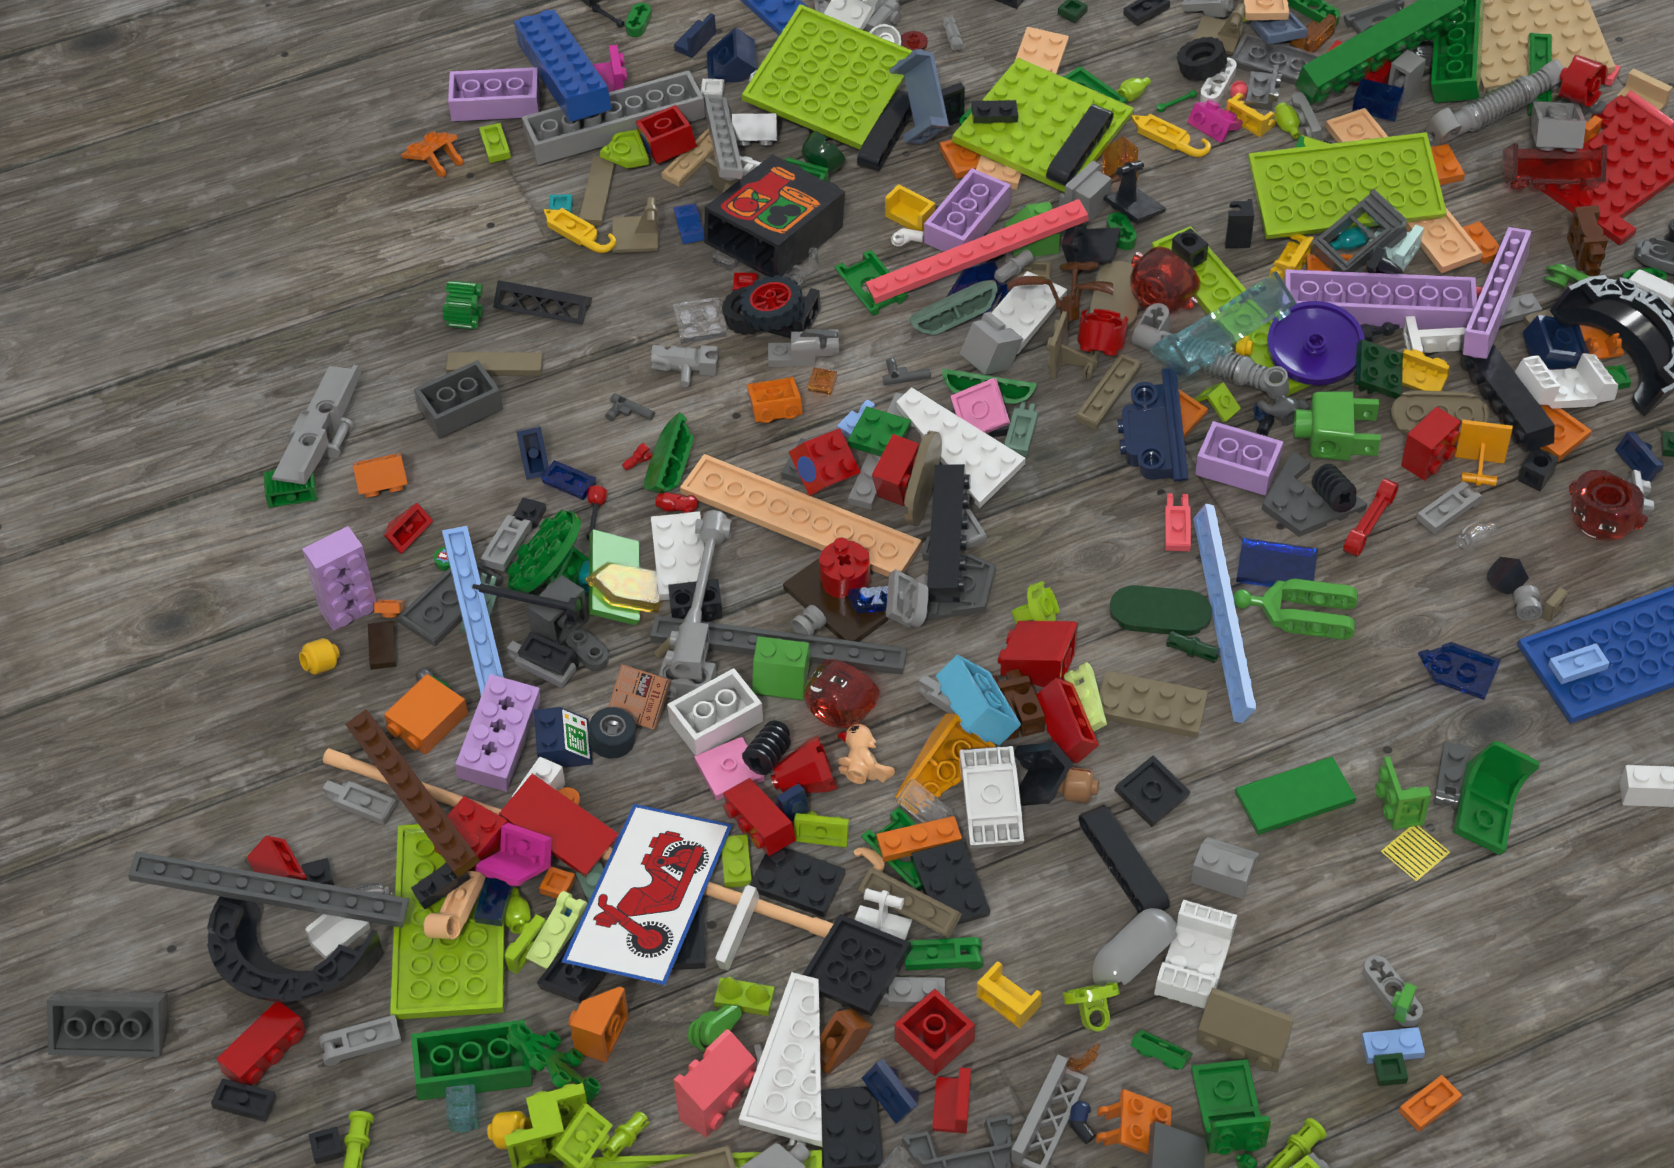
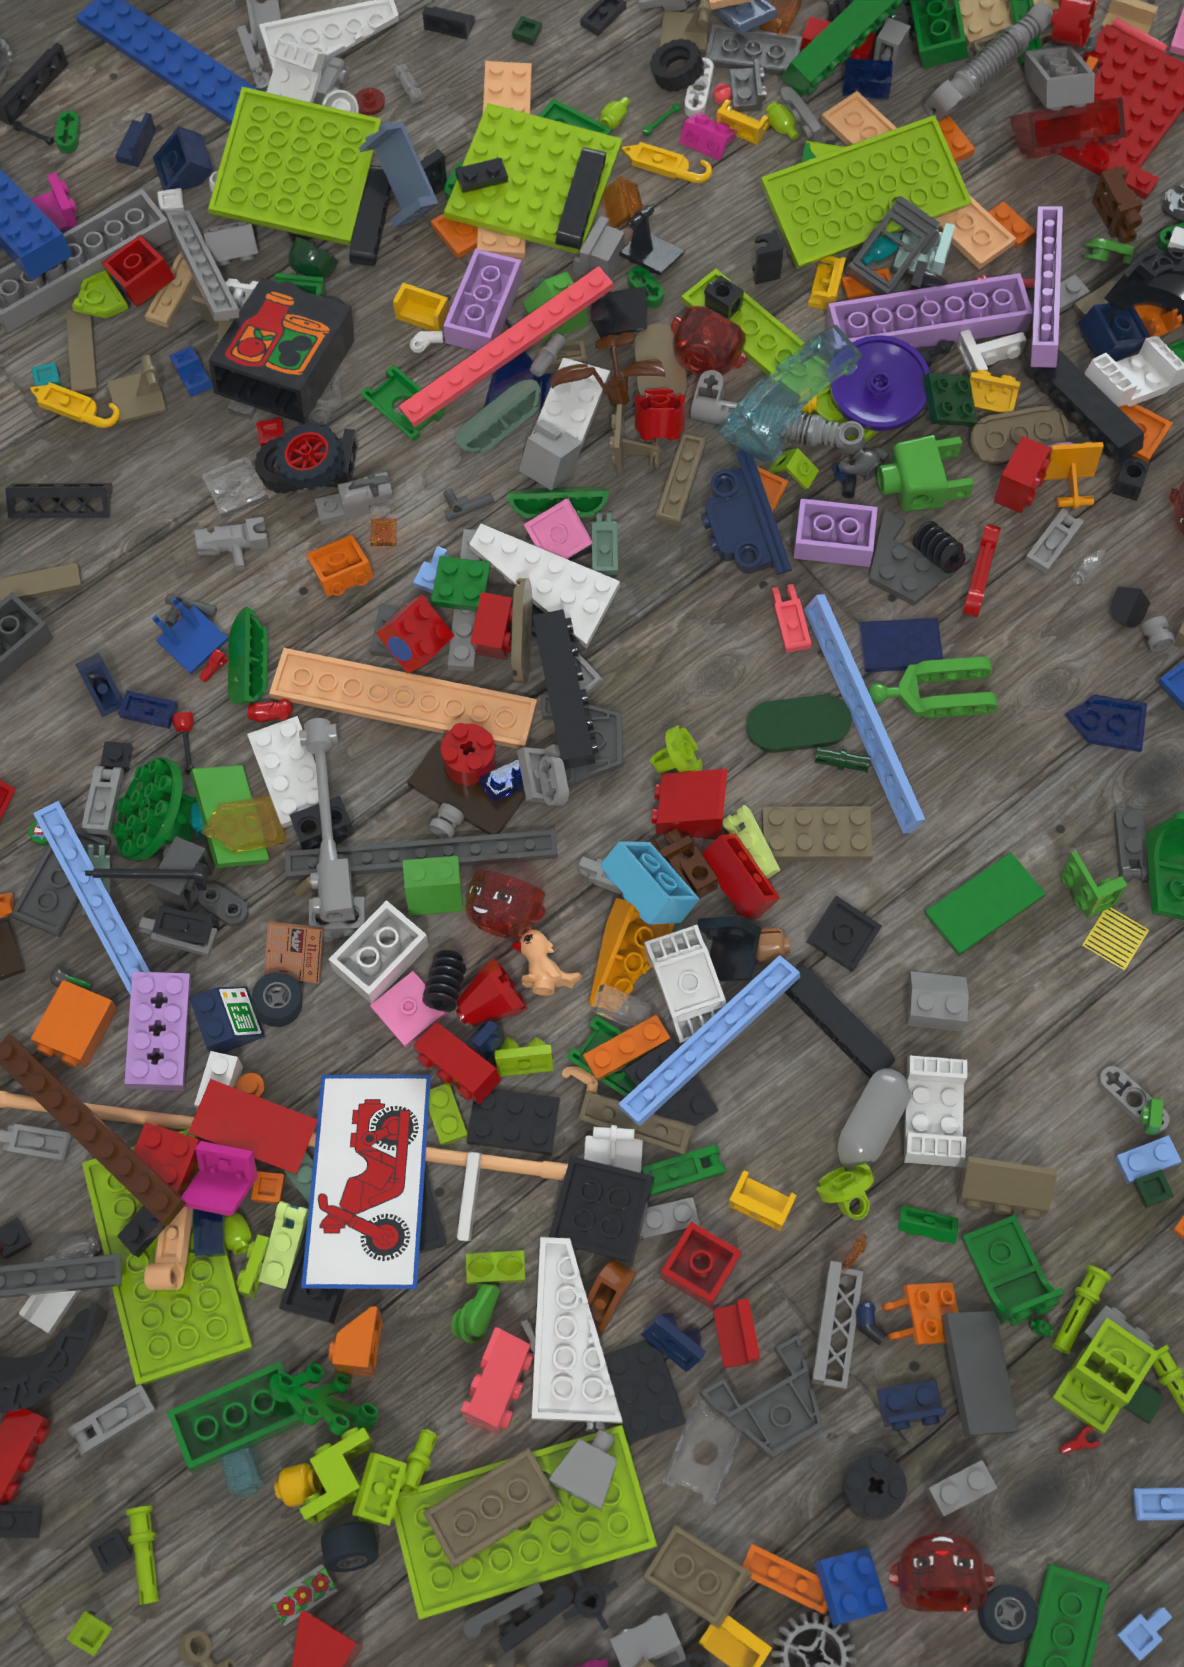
camera: 15 degrees left, 15 degrees up
(624, 432) = (191, 638): none -> blue plate
(996, 844) = (709, 1041): none -> light blue plate

